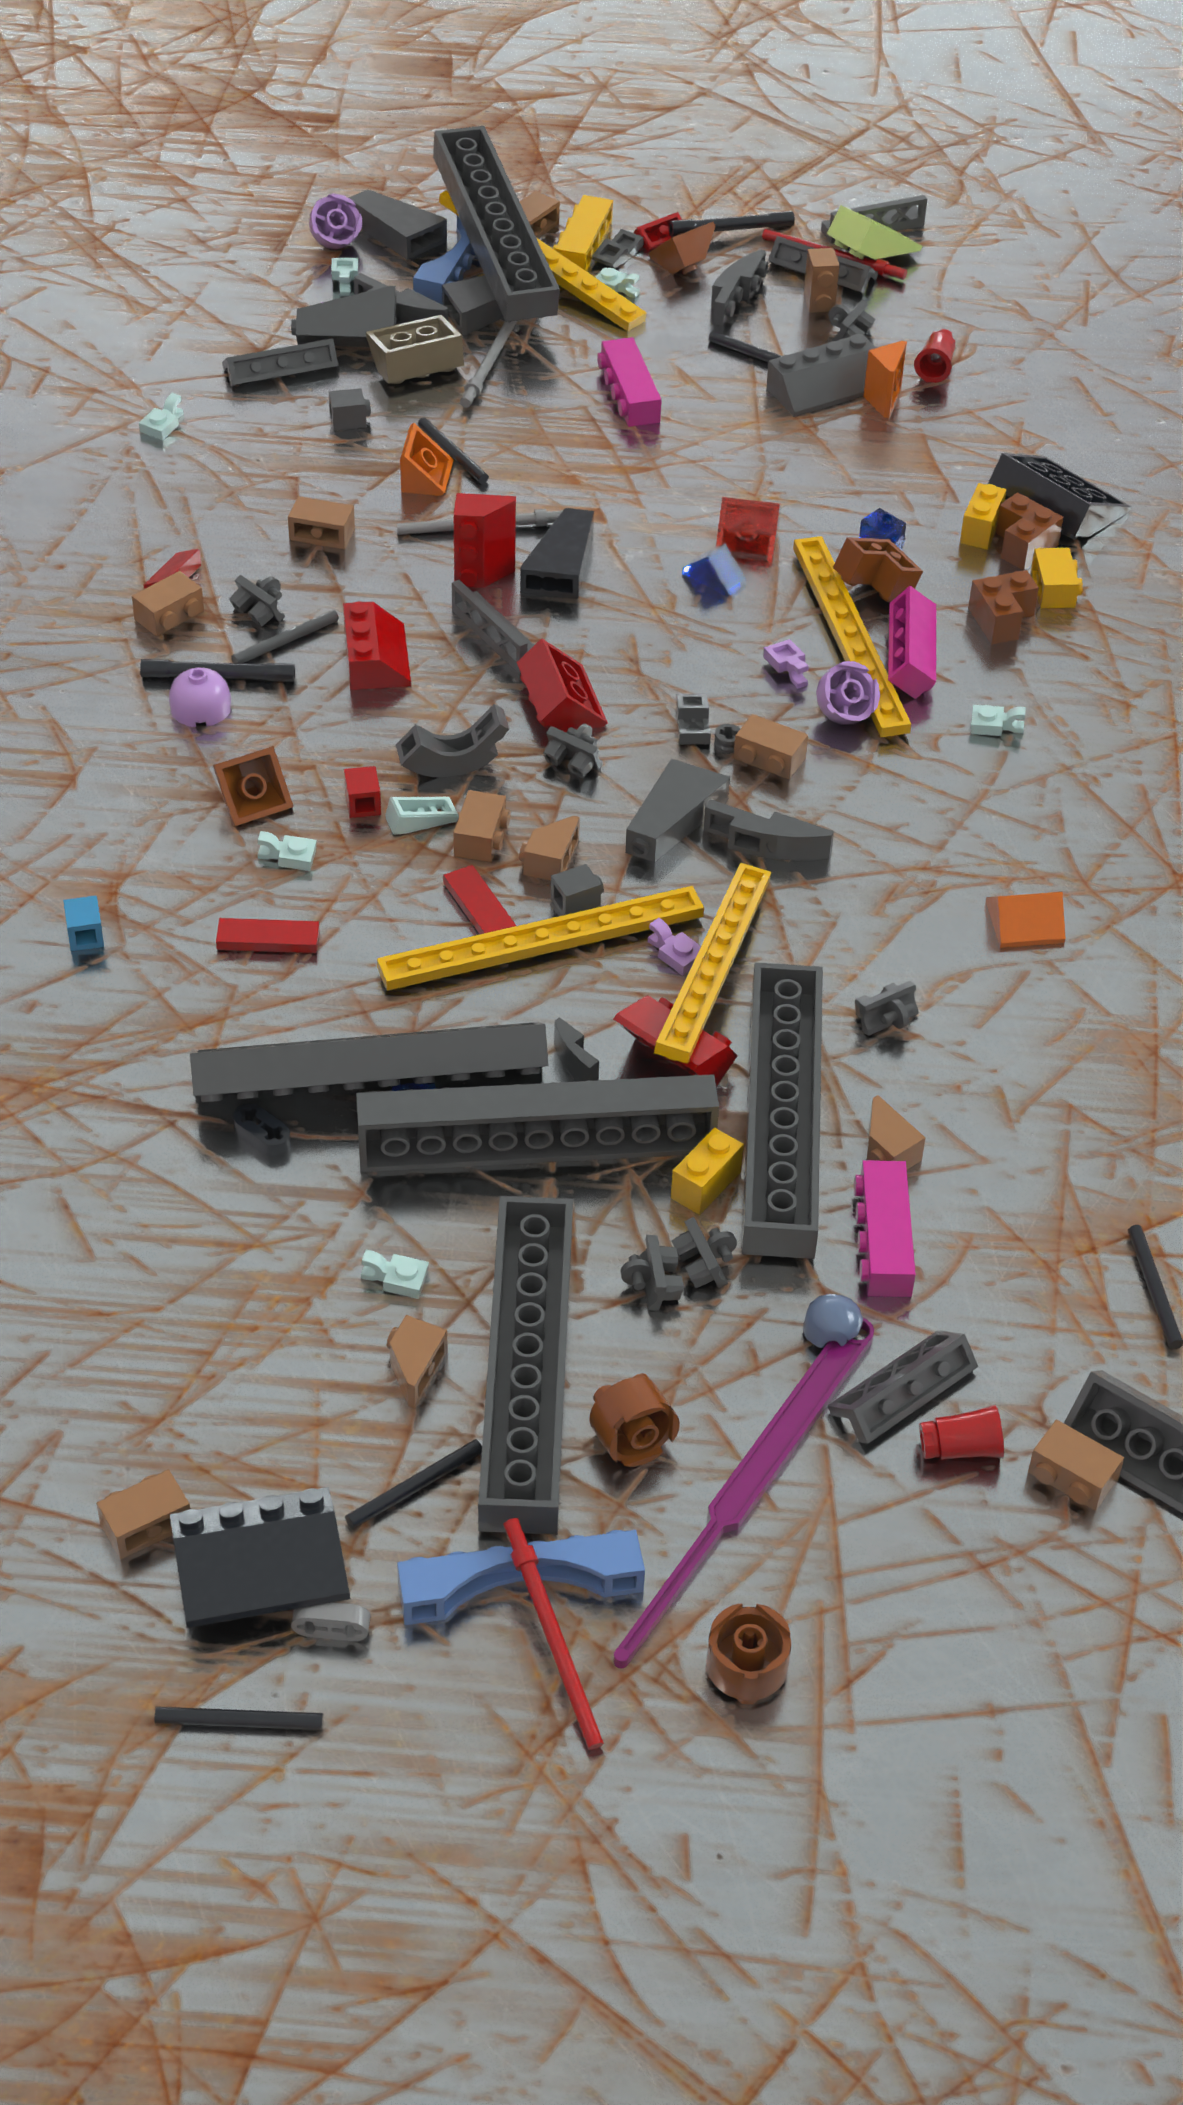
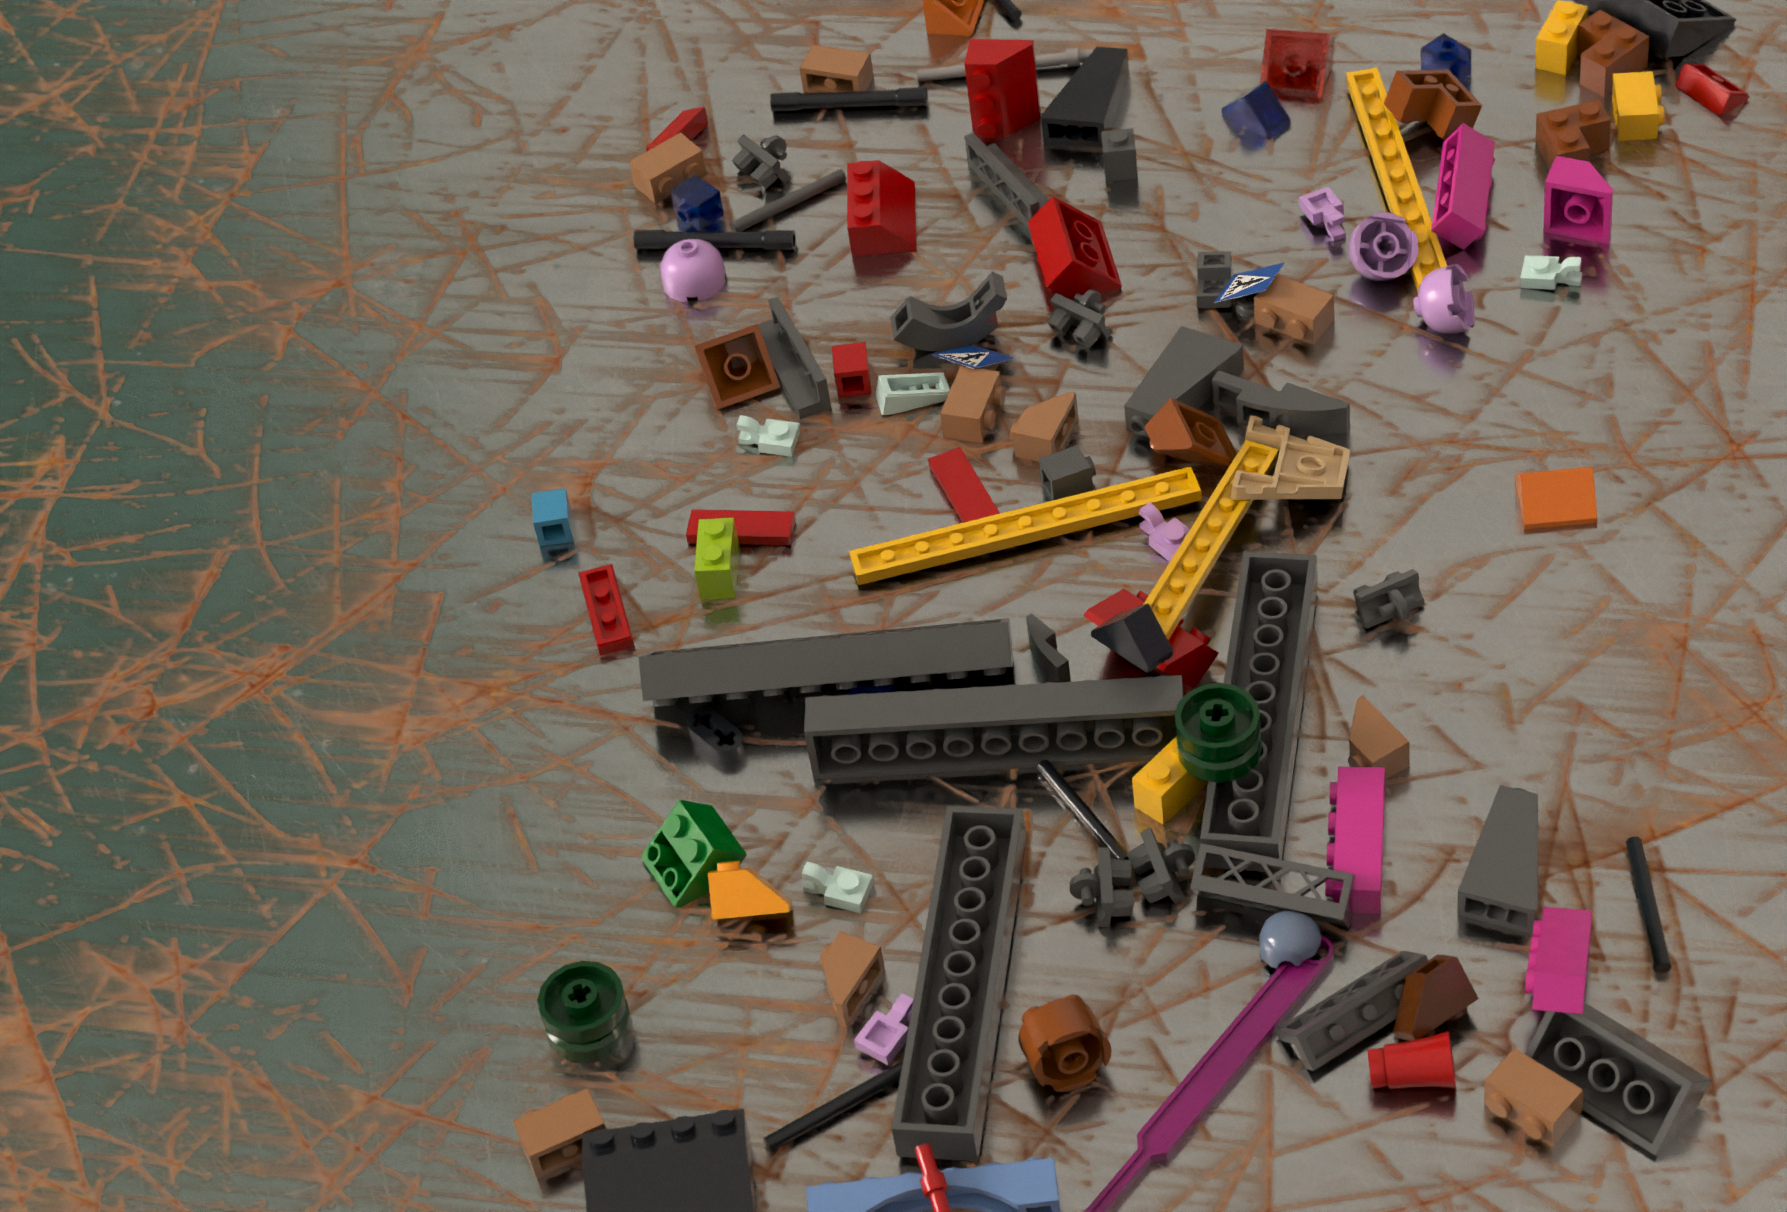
camera: 15 degrees right, 0 degrees up
(142, 1011) = (606, 609): none -> red tile
(158, 1395) = (585, 1012): none -> dark green wheel
(199, 636) = (697, 202): none -> clear blue brick
(249, 963) = (717, 558): none -> lime brick
(250, 1241) = (688, 849): none -> green slope
(287, 547) = (900, 97): none -> black piece
(305, 1279) = (743, 893): none -> light orange slope
(308, 785) = (794, 363): none -> dark grey fence
(458, 1413) = (888, 1033): none -> lavender plate
(477, 782) = (972, 356): none -> blue sticker
(595, 605) = (1119, 155): none -> dark grey brick
(627, 1207) = (1081, 810): none -> black bar
(672, 1038) = (1135, 637): none -> black slope
(687, 858) = (1190, 435): none -> dark orange slope
(729, 721) = (1249, 282): none -> blue sticker
(755, 1127) = (1218, 732): none -> dark green wheel
(795, 889) = (1302, 469): none -> tan wing
(811, 1283) = (1269, 899): none -> dark grey fence
(907, 742) = (1444, 301): none -> lavender cylinder
(973, 1372) = (1431, 996): none -> reddish brown slope
(1019, 658) = (1577, 201): none -> dark pink slope
(1025, 1252) = (1503, 869): none -> dark grey slope
(1092, 1337) = (1559, 960): none -> dark pink brick
(1116, 565) = (1710, 88): none -> red slope

